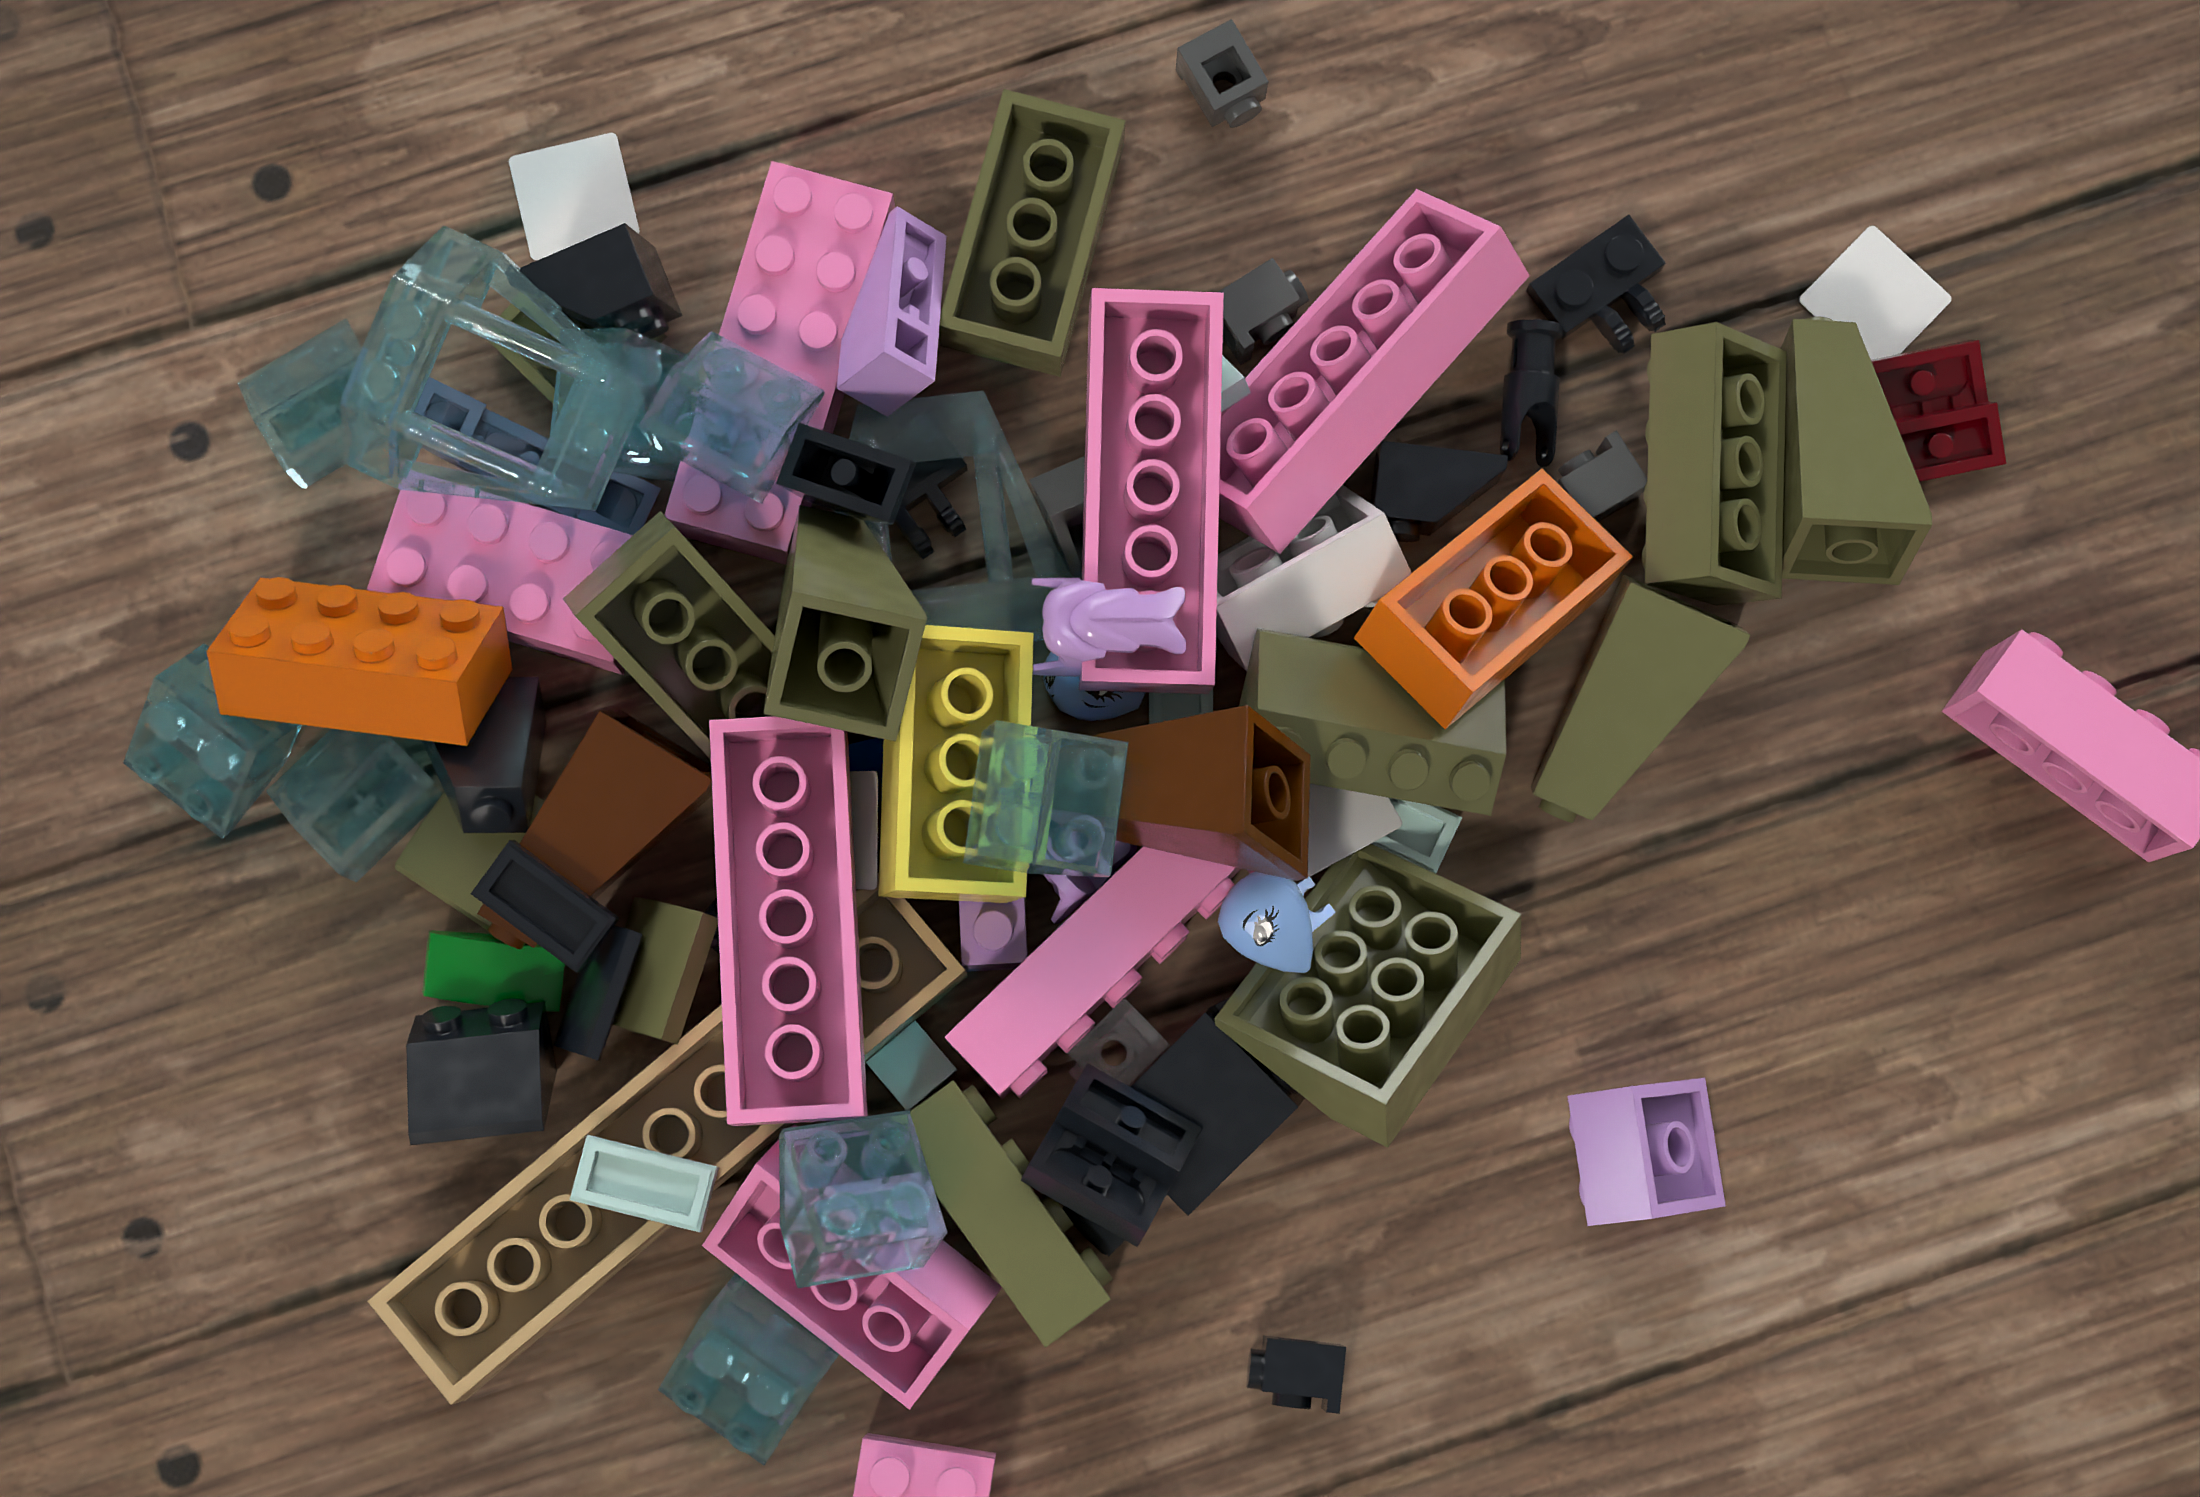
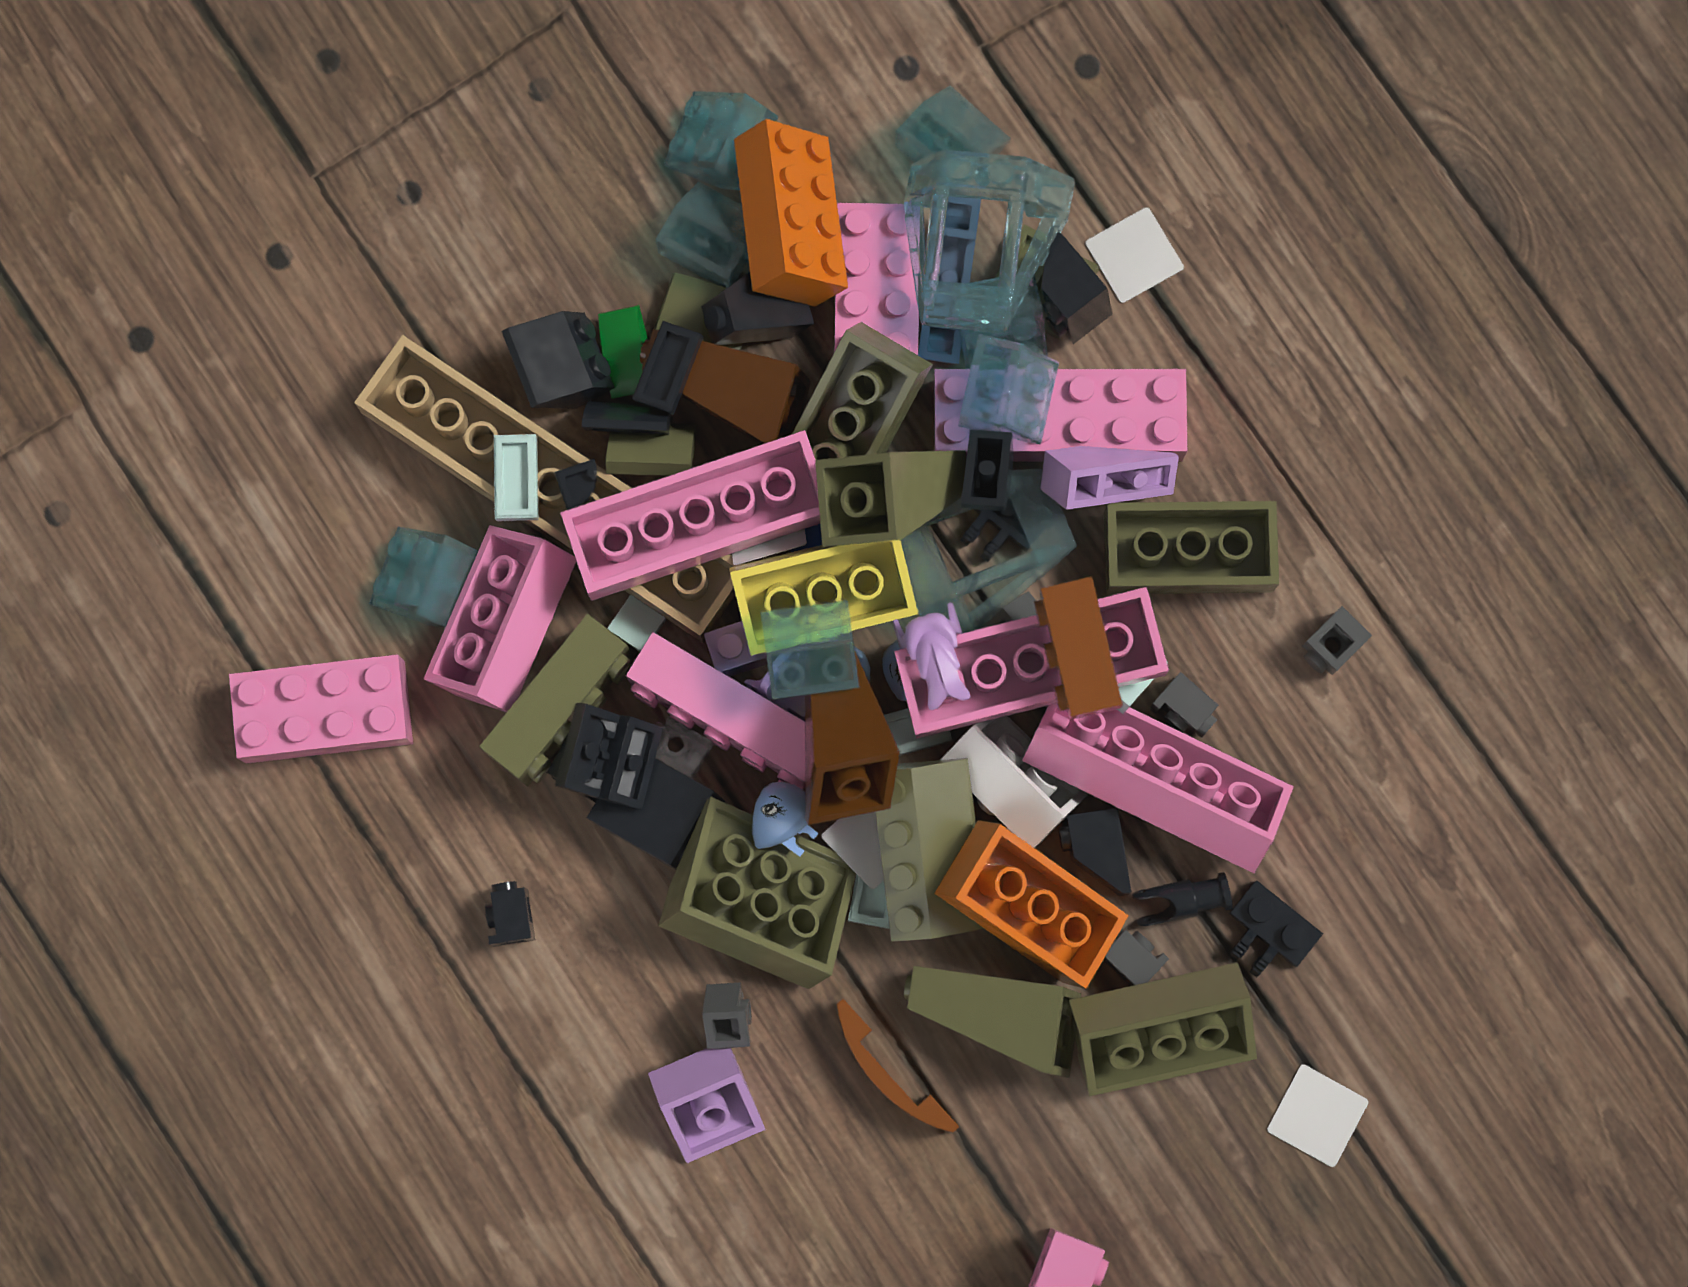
camera: 80 degrees right, 0 degrees up
(682, 1092) = (577, 483): none -> black tile
(856, 1199) = (536, 603): clear light blue slope -> none
(1161, 406) = (1078, 648): none -> dark orange brick
(1536, 1086) = (726, 1016): none -> dark grey brick
(1738, 840) = (927, 1111): none -> dark orange slope
(1847, 477) = (1184, 1116): olive slope -> none
(1943, 409) = (1247, 1168): dark red slope -> none

